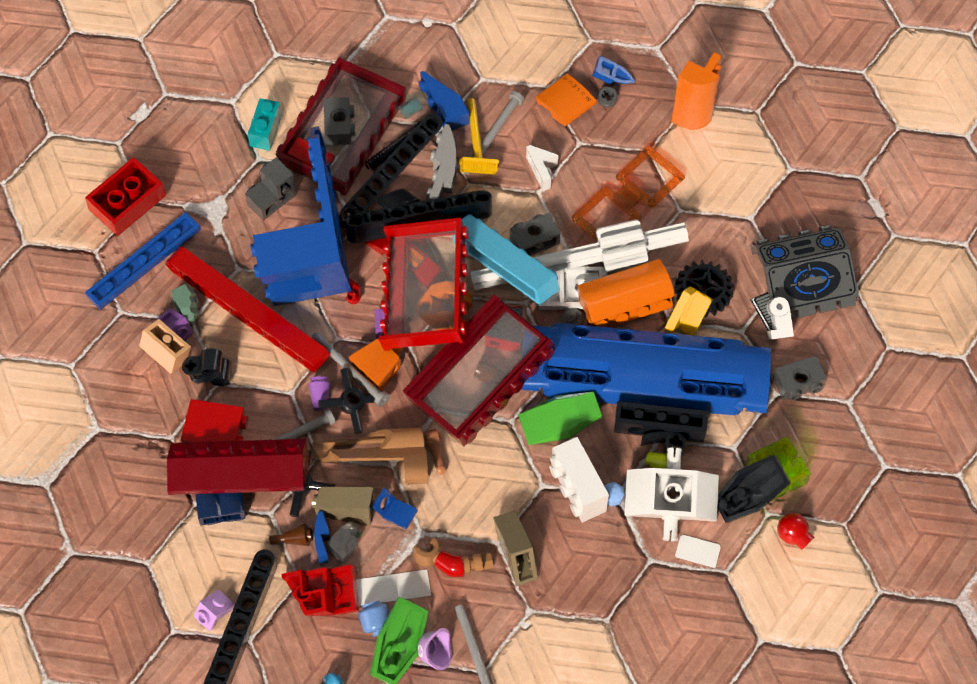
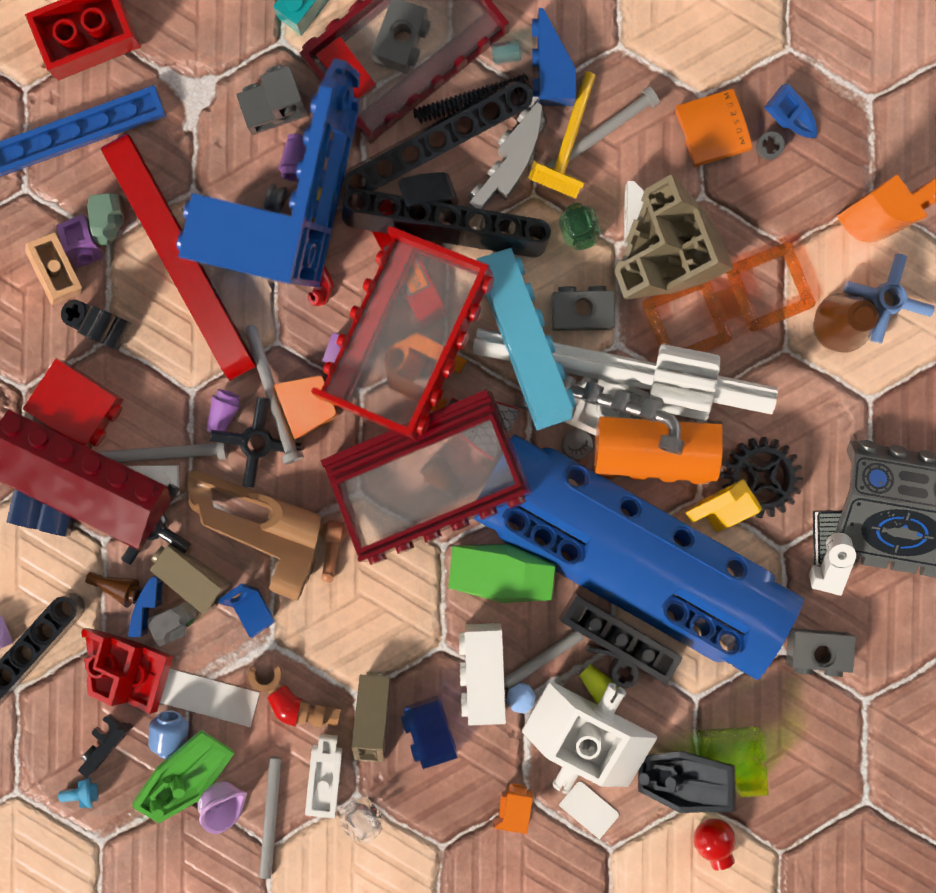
camera: 30 degrees right, 25 degrees up
(298, 216) = (292, 153): none -> medium lavender cone
(334, 640) = (109, 740): none -> black plate
(500, 603) = (324, 777): none -> white hinge
(508, 187) = (580, 226): none -> clear green head
(539, 619) = (360, 820): none -> clear head
(560, 539) = (430, 732): none -> clear blue brick
(572, 171) = (670, 244): none -> dark tan brick
(587, 272) = (623, 403): none -> flat silver bar
(618, 459) = (543, 658): none -> light grey bar
(645, 566) = (514, 809): none -> orange window
(710, 174) = (844, 322): none -> reddish brown cone
(726, 158) = (898, 292): none -> medium blue bar

